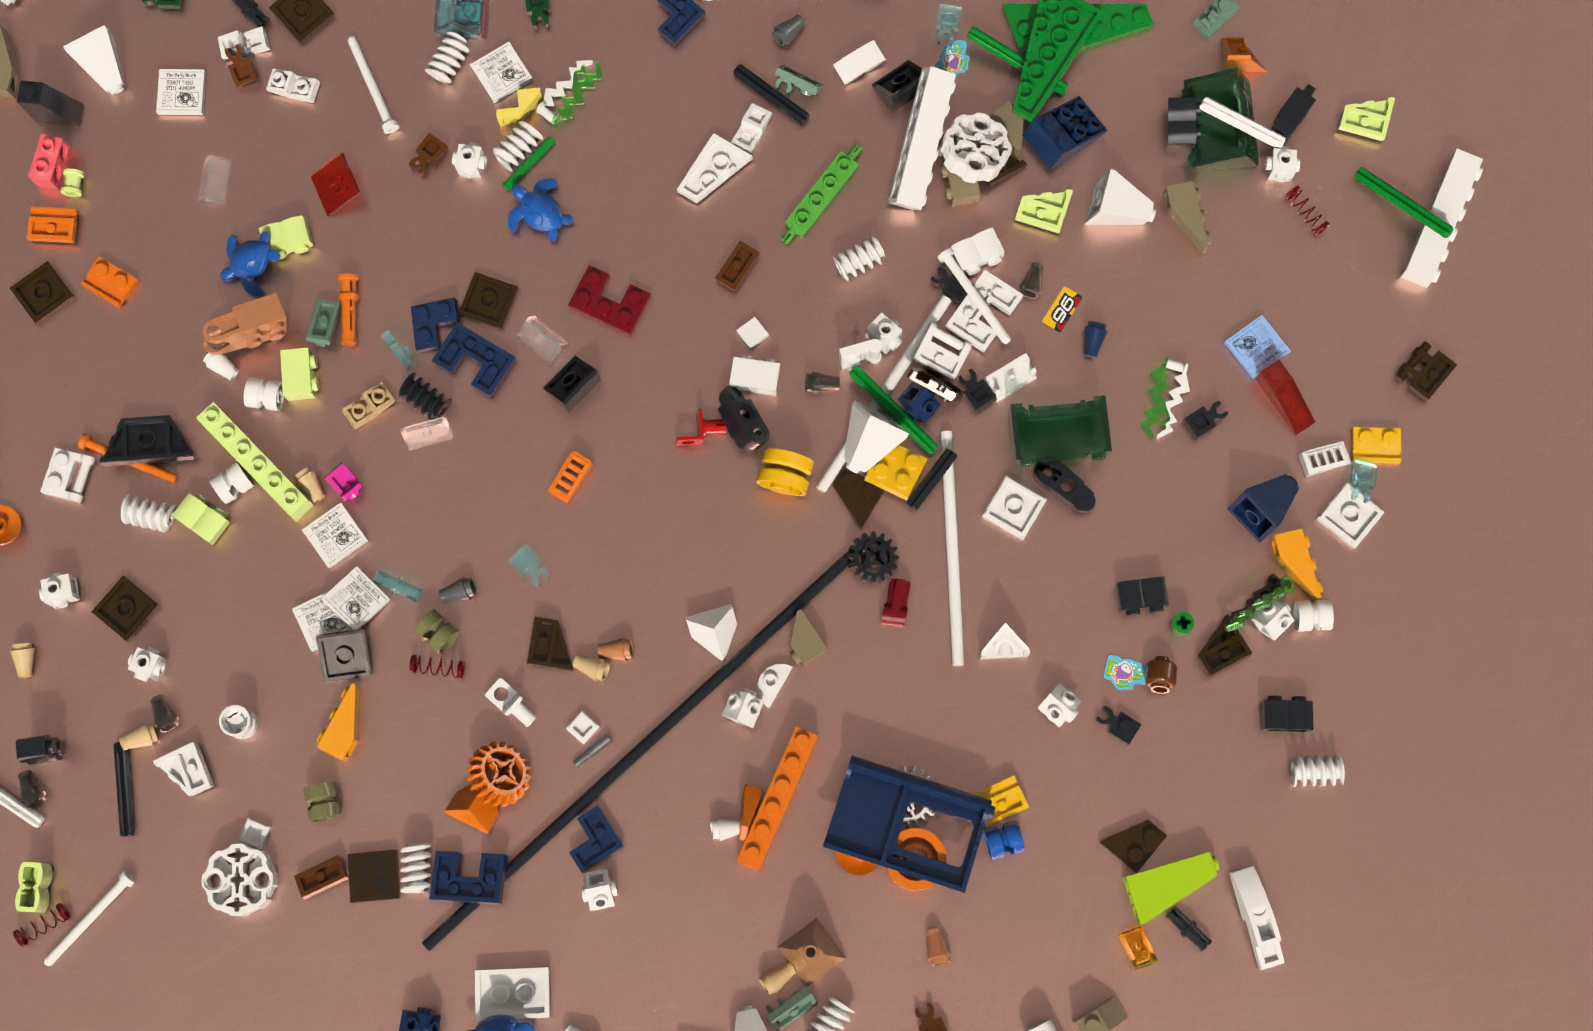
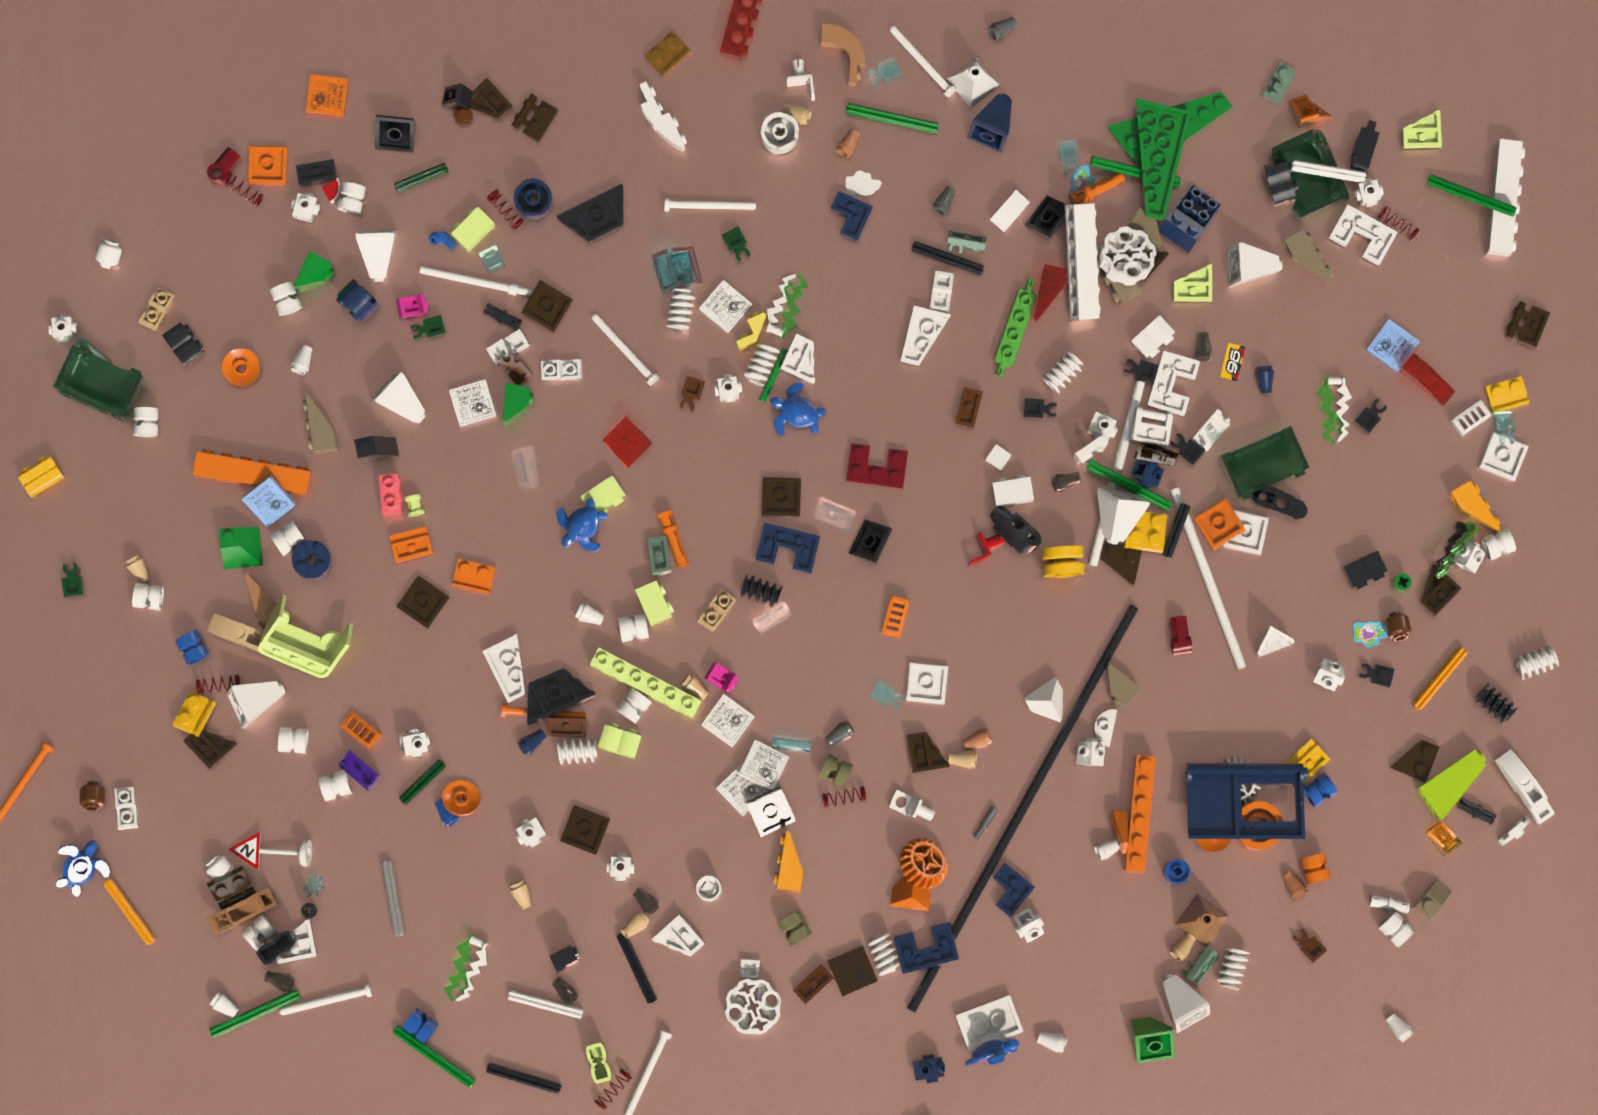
camera: 30 degrees left, 5 degrees up
(61, 473) = (494, 740): white plate -> none
(101, 487) = (531, 742): none -> dark blue cone
(106, 394) = (507, 668): none -> white wing
(147, 483) = (566, 726): none -> reddish brown plate
(223, 103) = (516, 402): none -> green slope
(247, 325) = (605, 578): nougat brick -> none
(402, 353) = (728, 560): clear light blue plate -> none
(428, 317) = (739, 526): dark blue plate -> none
(563, 154) = (800, 359): none -> white wing
(580, 565) = (926, 683): none -> white tile
(583, 727) = (972, 807): white tile -> none
(798, 883) = (1176, 871): none -> blue wheel
(815, 290) = (1035, 408): none -> black plate
(866, 550) = (1145, 611): black gear -> none
(875, 162) = (1051, 285): none -> clear red slope
(946, 256) = (1161, 373): white bar -> none
(968, 934) = (1315, 868): none -> orange wheel
(971, 67) = (1088, 192): none -> orange pin
(985, 488) = (1219, 524): none -> orange tile
(1045, 1007) = (1389, 904): none -> white pin
(1193, 753) = (1440, 678): none -> light orange axle
(1229, 968) = (1515, 831): none -> white plate
(1251, 805) = (1495, 703): none -> black piece
(1265, 505) = (1438, 470): dark blue slope -> none
(1279, 215) = (1378, 233): none -> white plate
(1287, 715) = (1501, 627): black brick -> none

